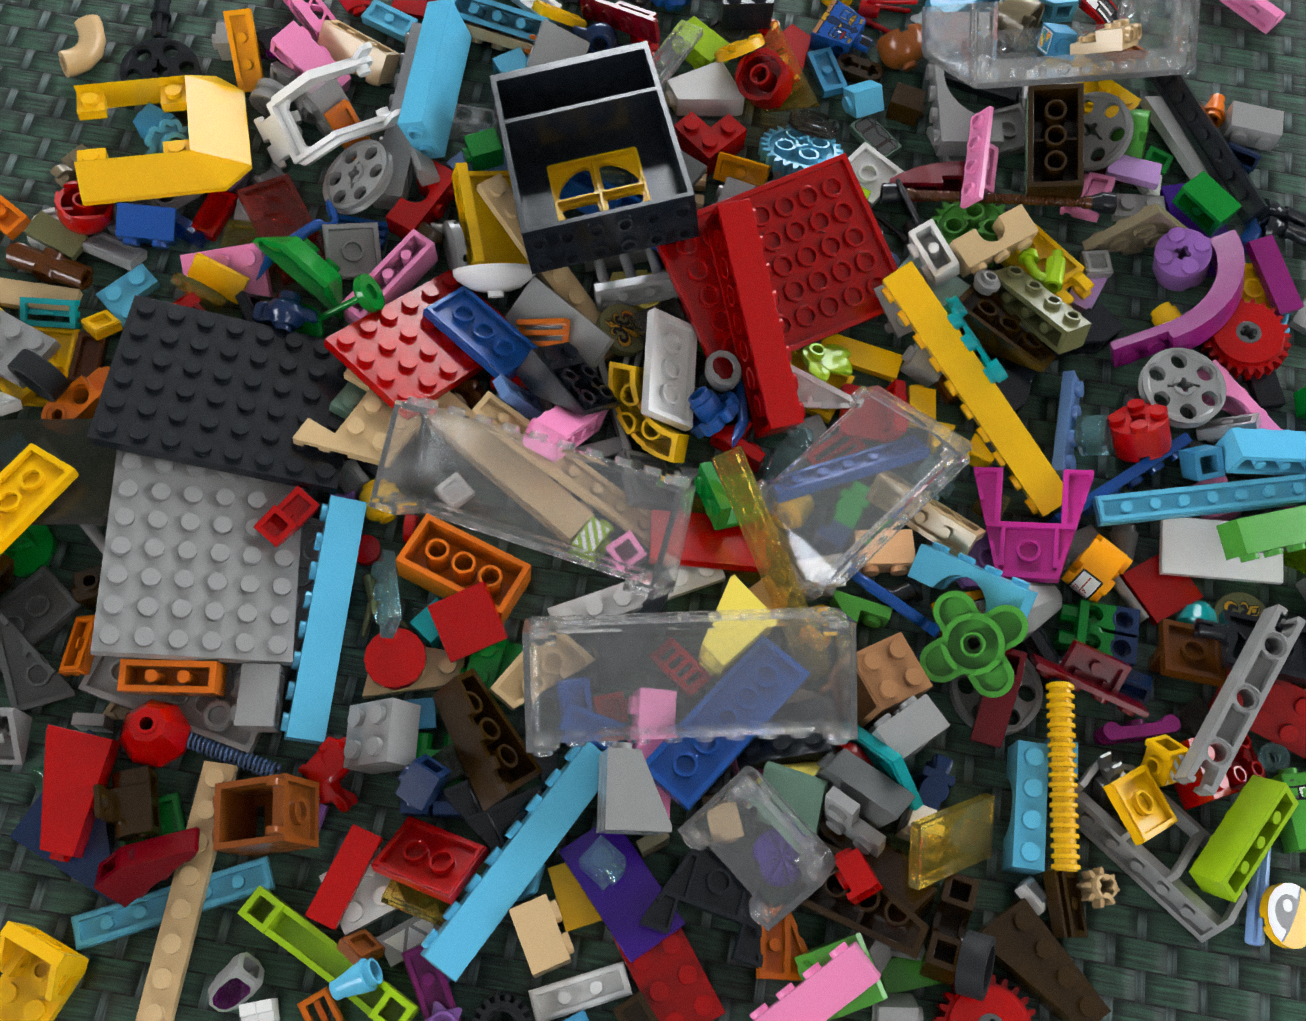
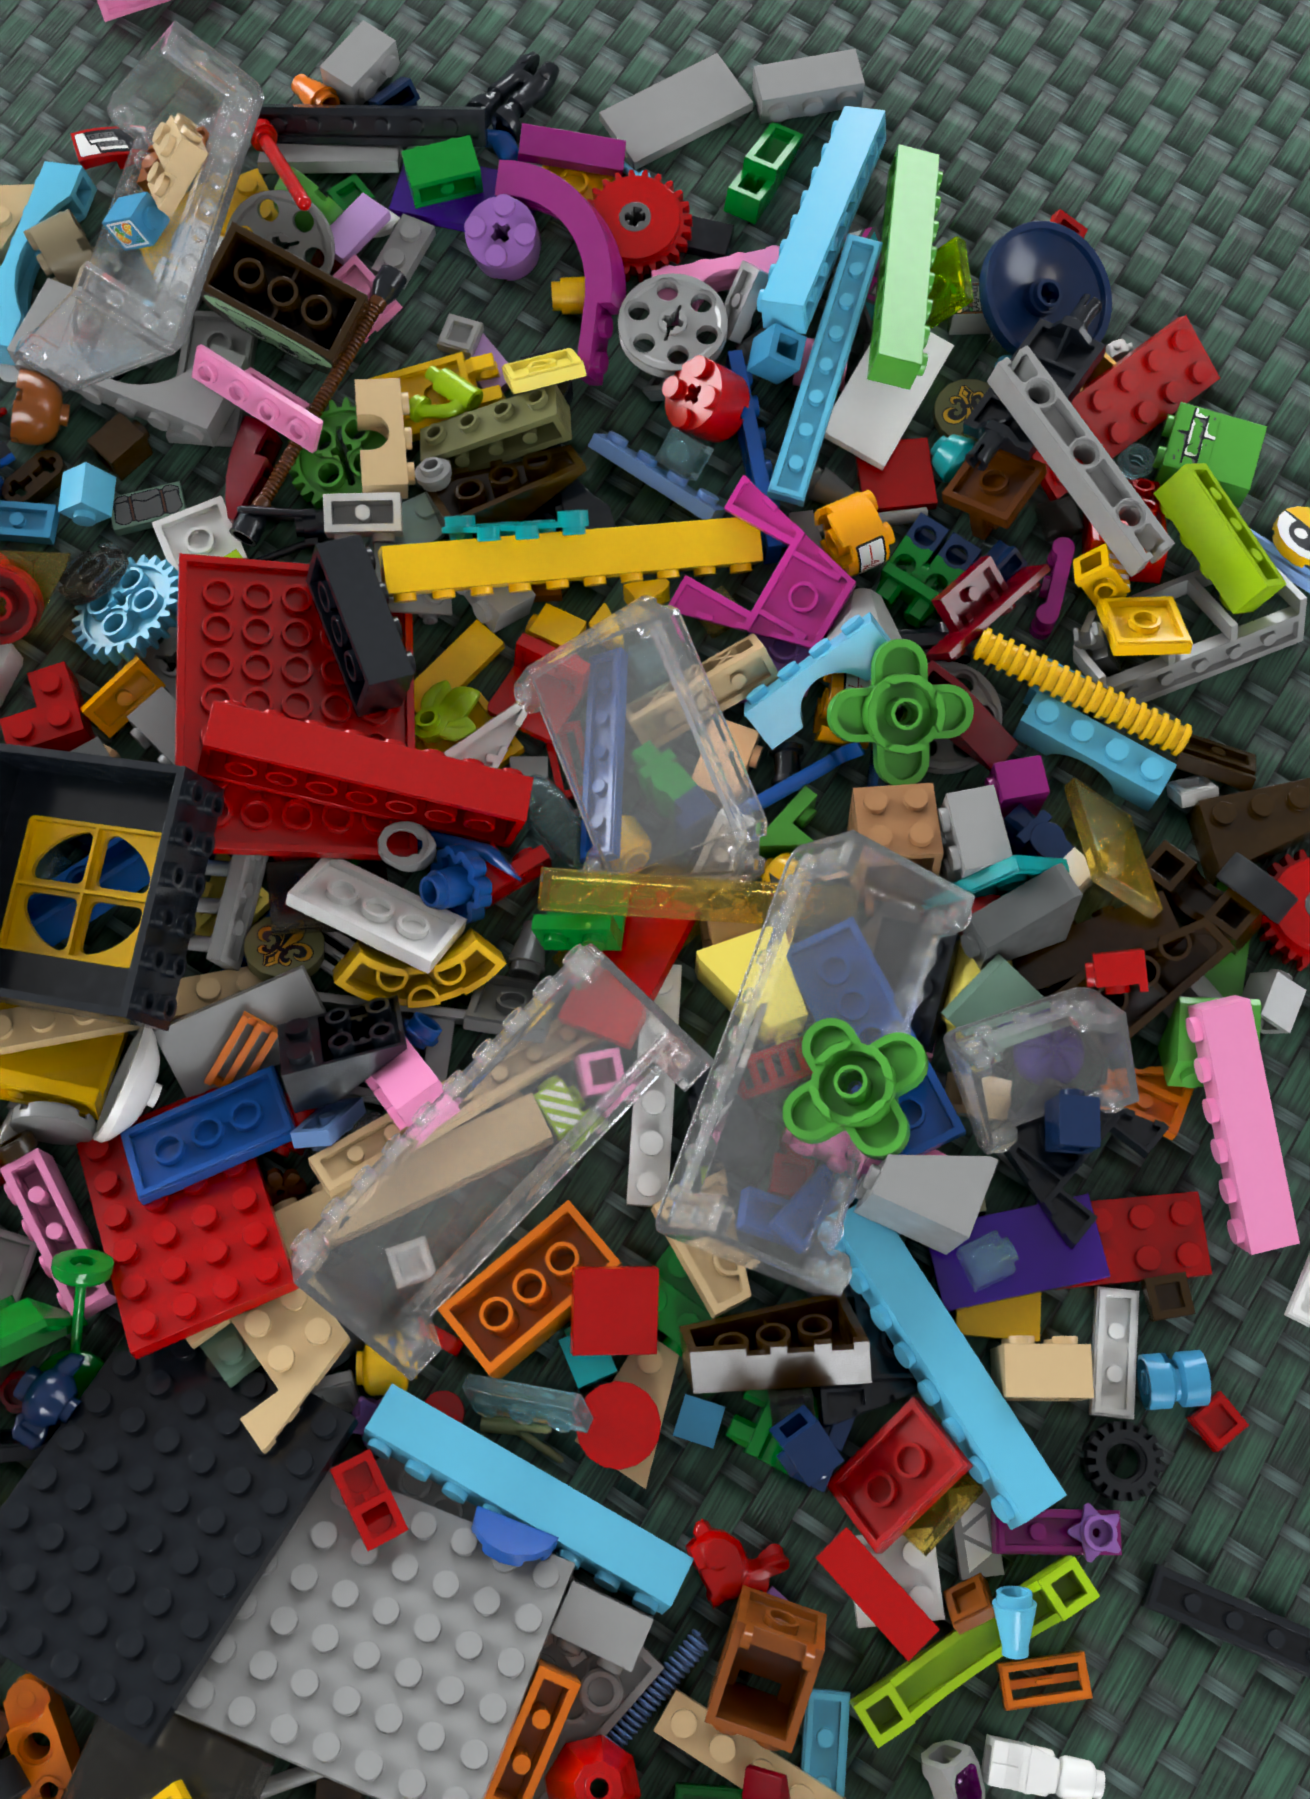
camera: 60 degrees left, 5 degrees up
(291, 613) = (511, 1540): none -> blue tile
(381, 736) = (718, 1479): light grey brick -> none
(605, 431) = (422, 1030): none -> blue plate
(681, 713) = (838, 1064): none -> bright green plant
(729, 885) = (1072, 1122): none -> dark blue brick
(843, 817) = (1043, 952): light grey plate -> none
(855, 276) = (360, 624): none -> black brick
(967, 753) = (1019, 782): none -> magenta brick
(1096, 315) = (543, 370): none -> light yellow tile
(1098, 887) = (1210, 717): tan gear -> none
(1134, 233) = (442, 278): dark tan plate -> none
(1162, 92) = (265, 140): none -> red piece

